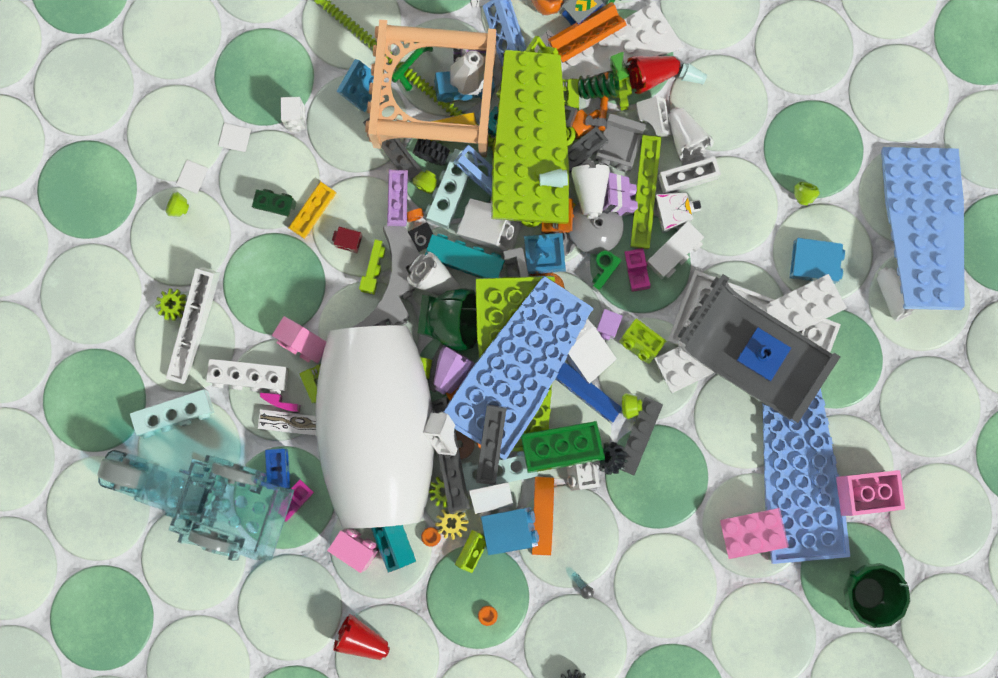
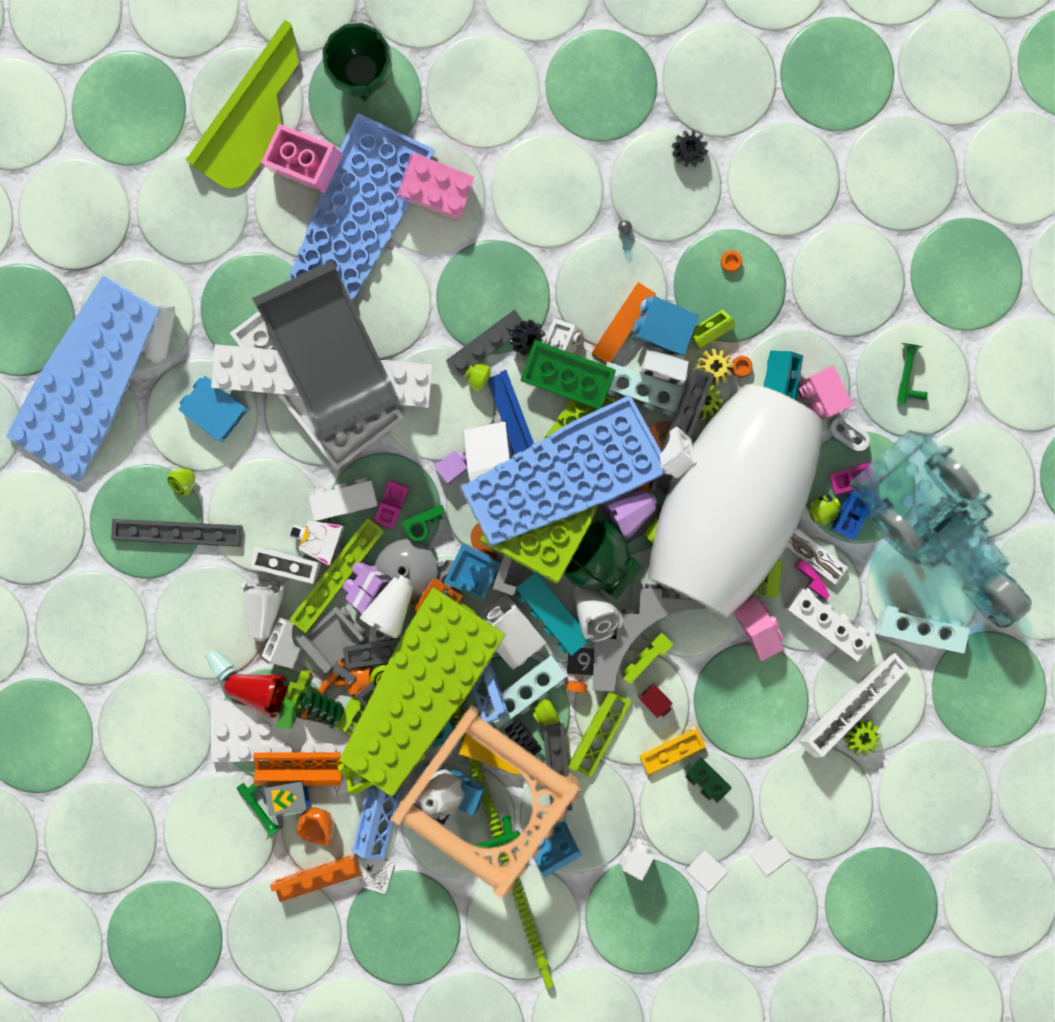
camera: 150 degrees left, 5 degrees up
(177, 205) = (803, 834): lime cone -> none
(292, 594) = (904, 391): none -> green piece
(301, 462) = (824, 509): none -> lime head
(316, 533) = (849, 433): none -> white plate
(360, 640) = (865, 308): red cone -> none
(381, 188) = (592, 730): none -> lime fence
(397, 198) = (583, 712): lavender tile -> none
(491, 444) = (635, 416): dark grey plate -> none
(555, 178) = (420, 636): light aqua cone -> none
(642, 341) = (428, 431): lime bracket -> none
(763, 354) = (322, 346): blue tile -> none
(785, 153) = (176, 532): none -> dark grey tile
(930, 502) = (247, 122): none -> lime piece

